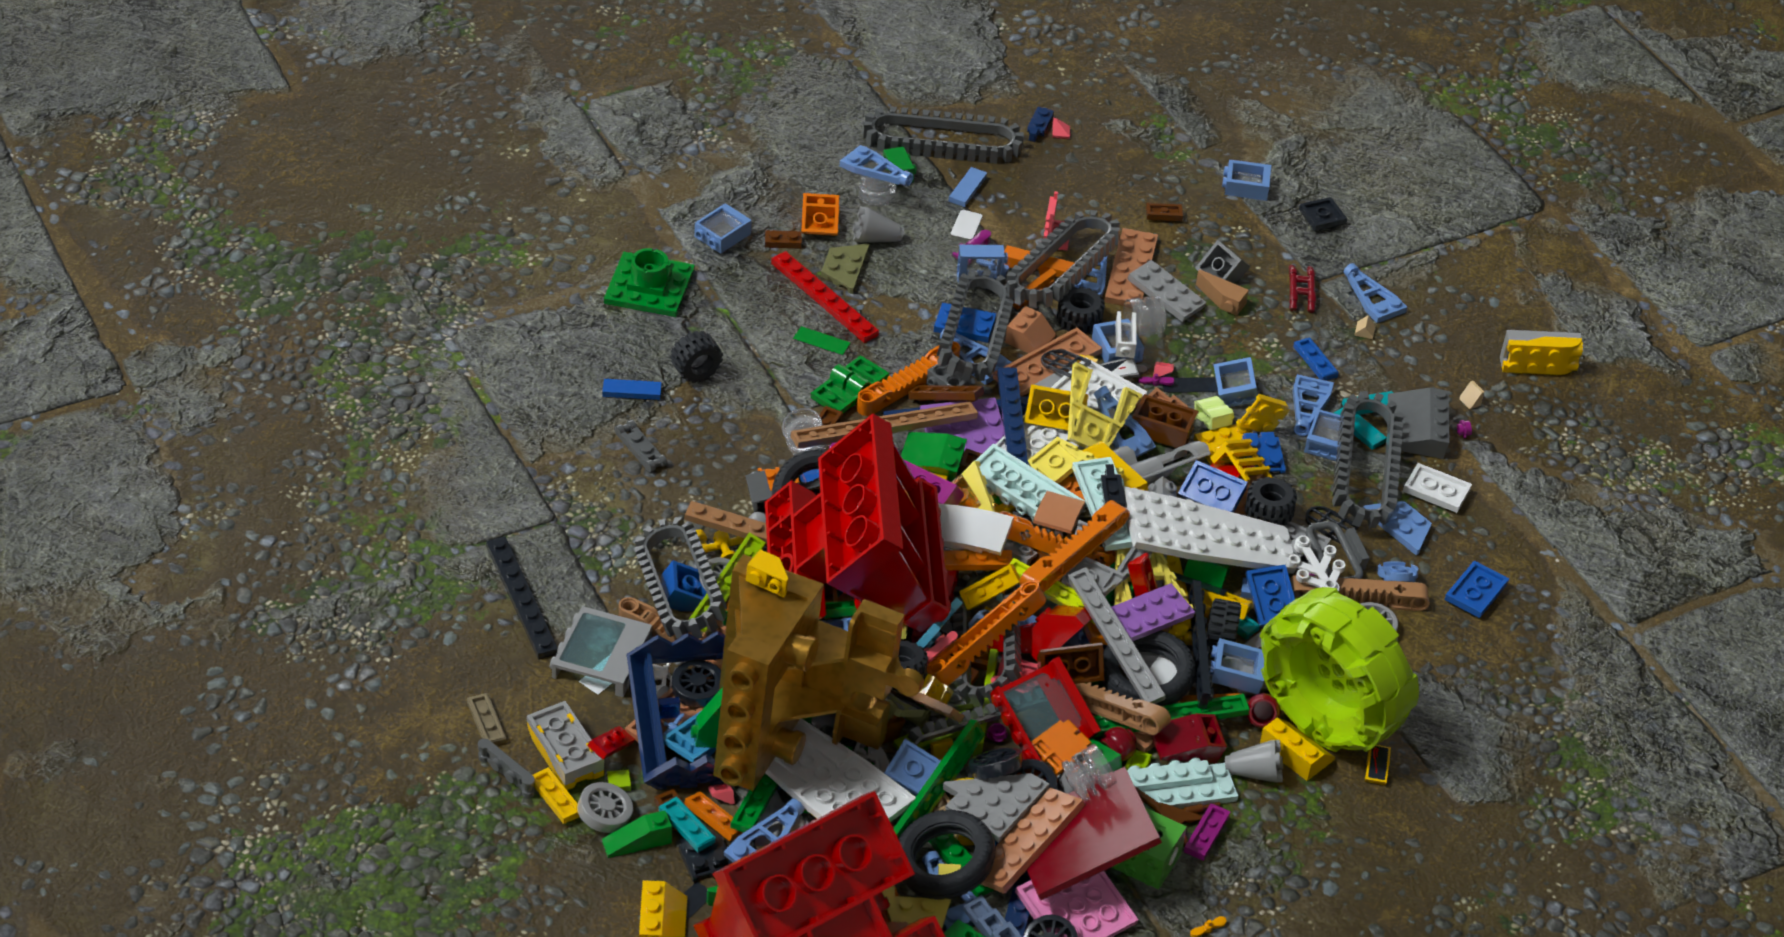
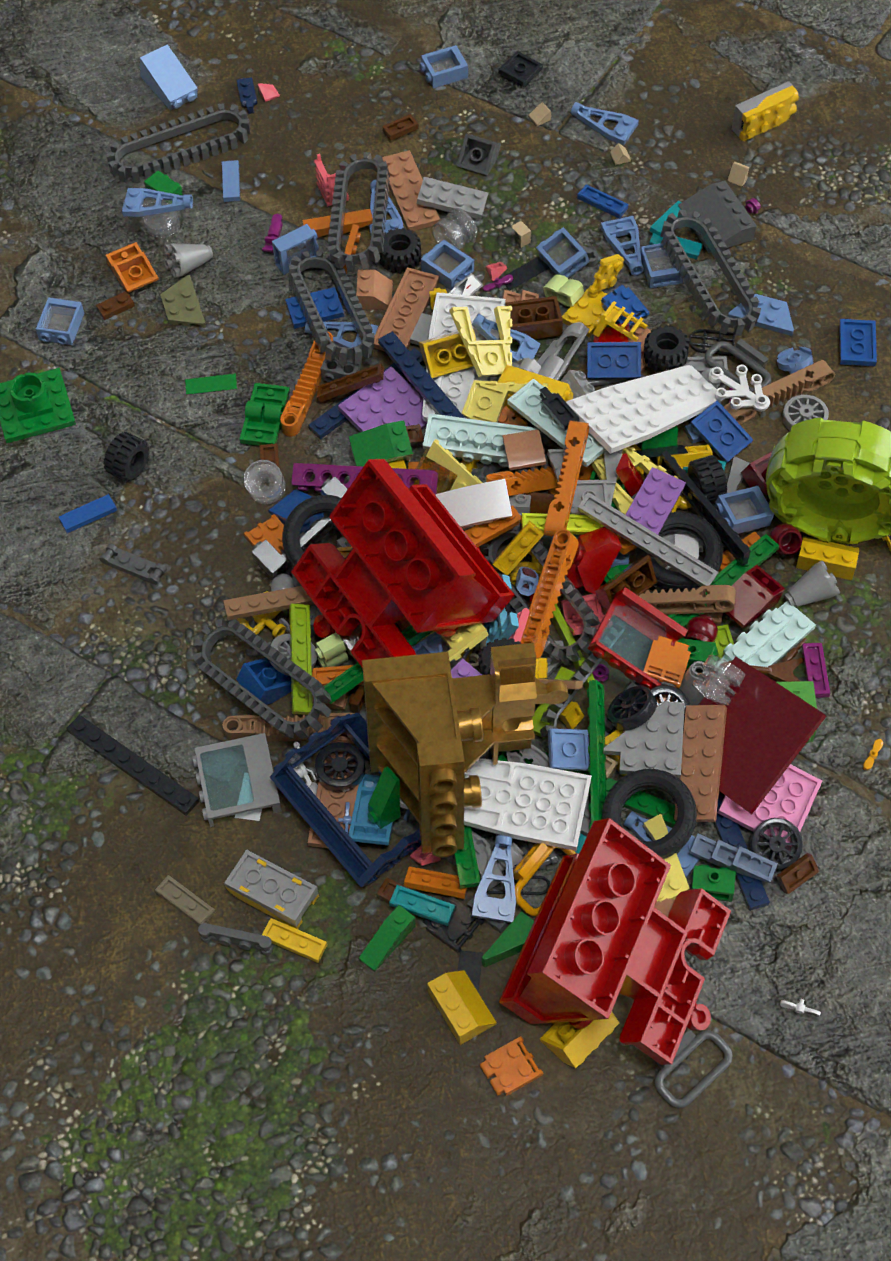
camera: 25 degrees left, 15 degrees up
(602, 811) = (344, 929): light grey wheel -> none
(611, 742) = (309, 865): red plate -> none
(620, 778) = (334, 894): lime tile -> none
(669, 707) = (334, 803): clear blue plate -> none
(768, 573) = (402, 670): yellow slope -> none
(825, 297) = (186, 342): red plate -> none
(900, 422) = (327, 442): medium nougat plate -> none
(966, 224) = (252, 216): white sticker -> none
(972, 76) = (167, 78): none -> light blue slope
(1064, 353) = (427, 309): black window -> none
(1125, 337) = (456, 257): white window -> none
(1211, 349) = (524, 233): none -> tan slope
(1222, 292) = (497, 178): medium nougat slope -> none
(1295, 291) = (548, 149): dark red piece -> none
(1311, 259) = (540, 114): none -> tan slope
(1437, 487) = (769, 268): white plate -> none

